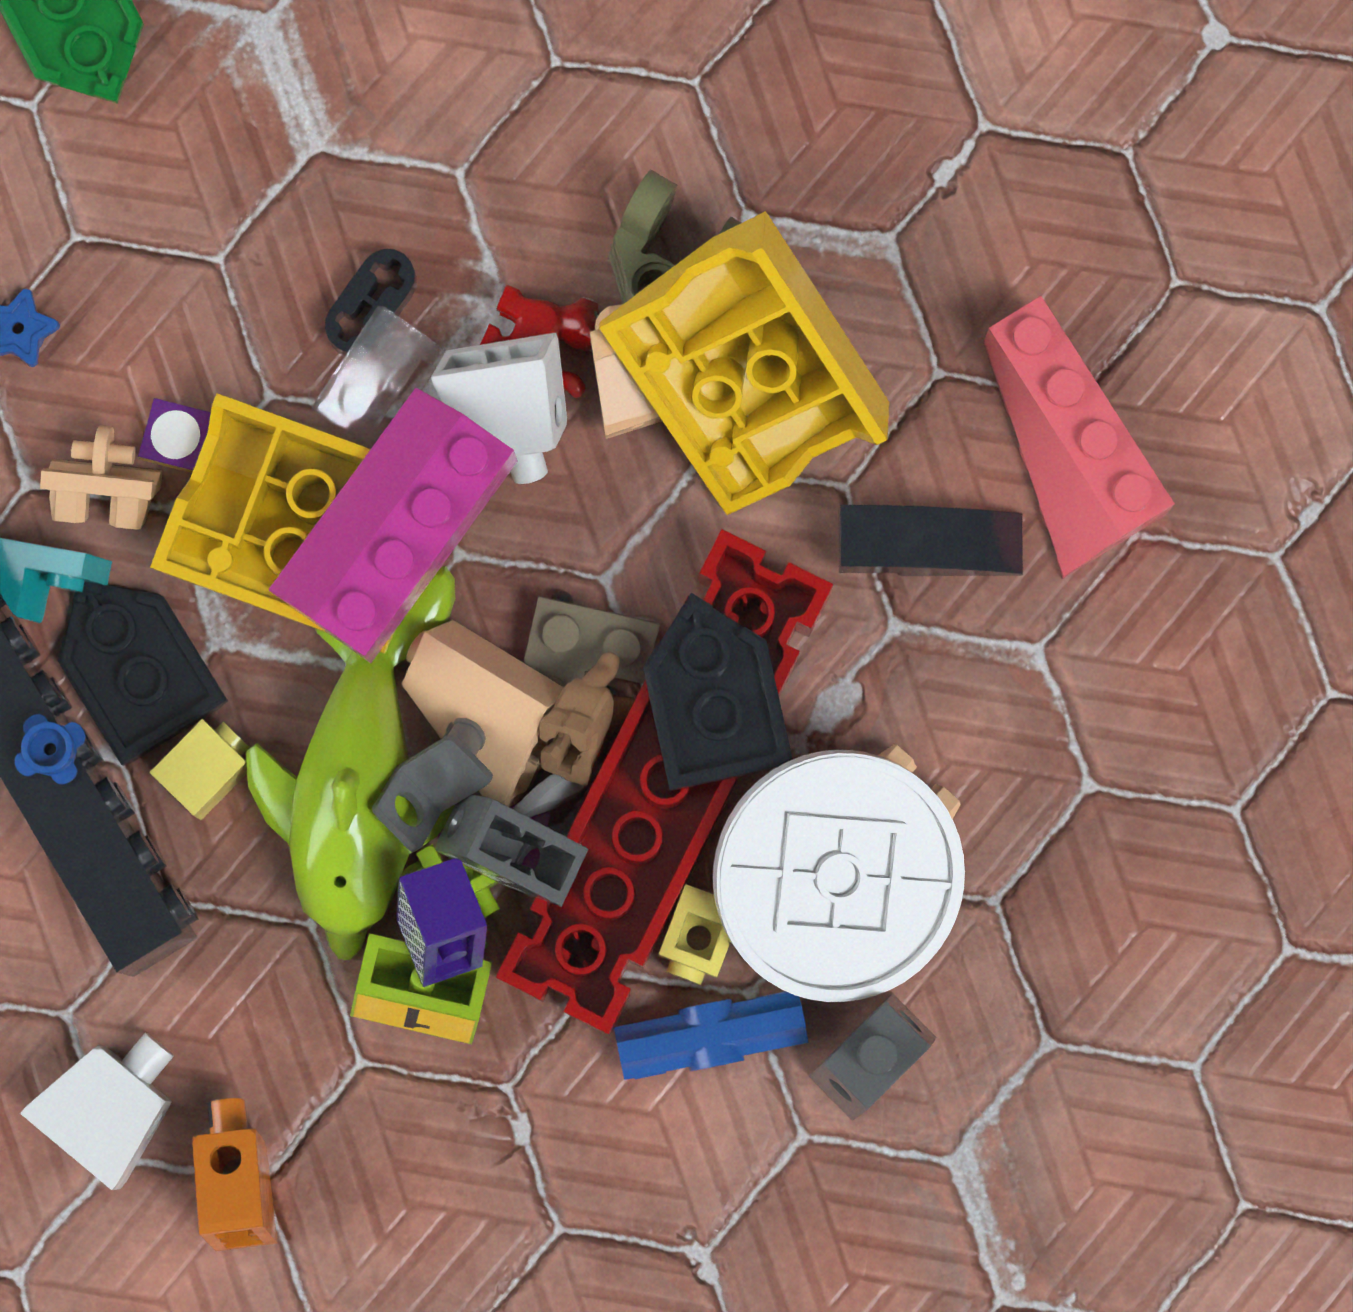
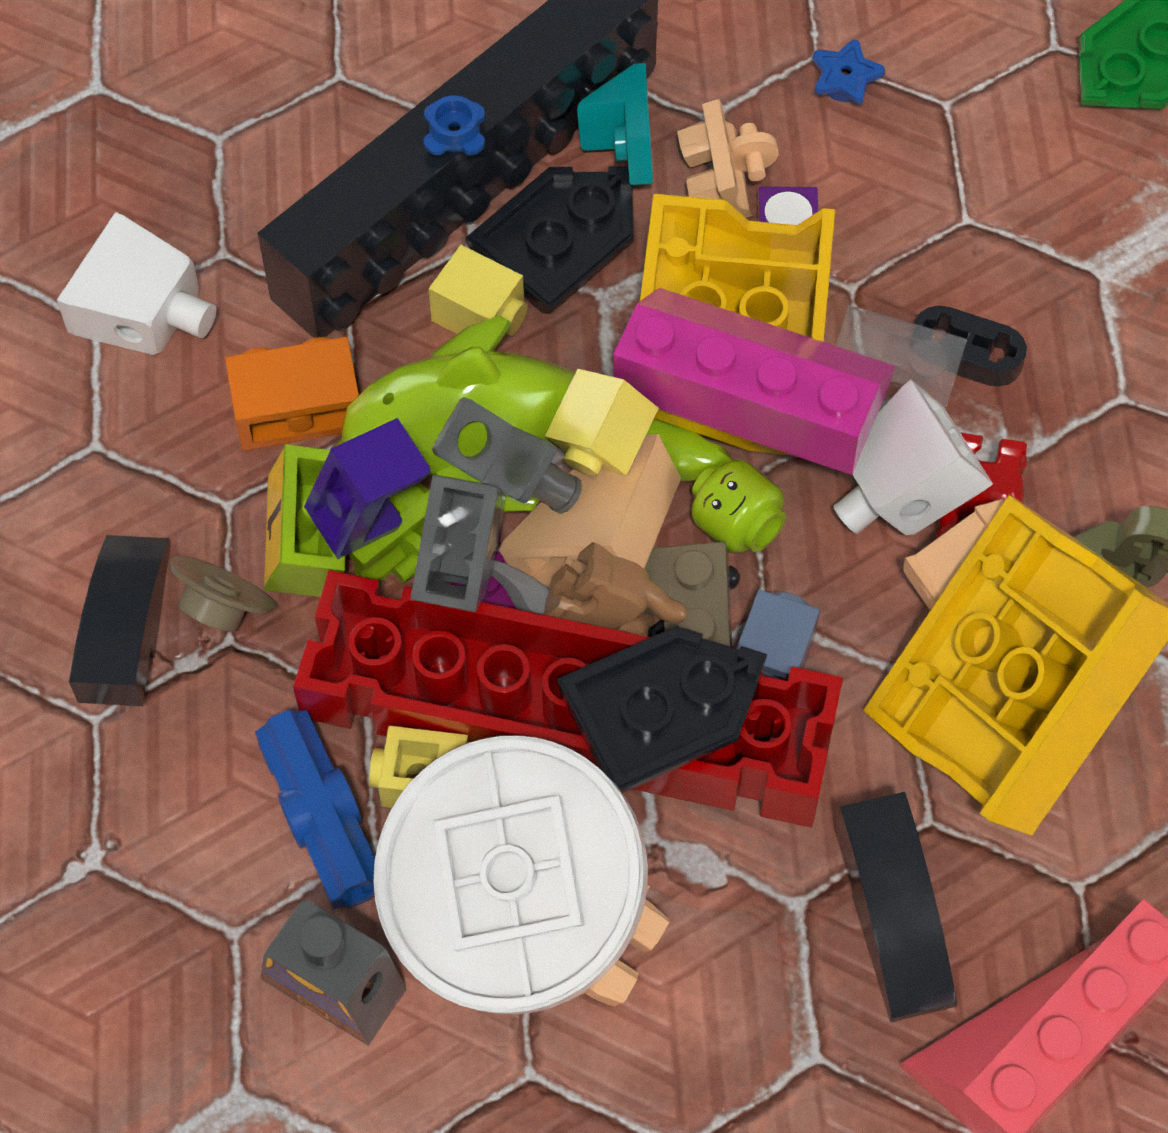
camera: 75 degrees right, 20 degrees down
(236, 1206) = (82, 403): orange torso -> none
(263, 972) = (291, 391): none -> orange brick
(411, 684) = (601, 423): none -> light yellow brick
(468, 1184) = (120, 621): none -> black slope
(469, 1086) = (216, 594): none -> dark tan piece
(501, 574) = (738, 506): none -> lime head
(648, 576) = (781, 628): none -> sand blue brick

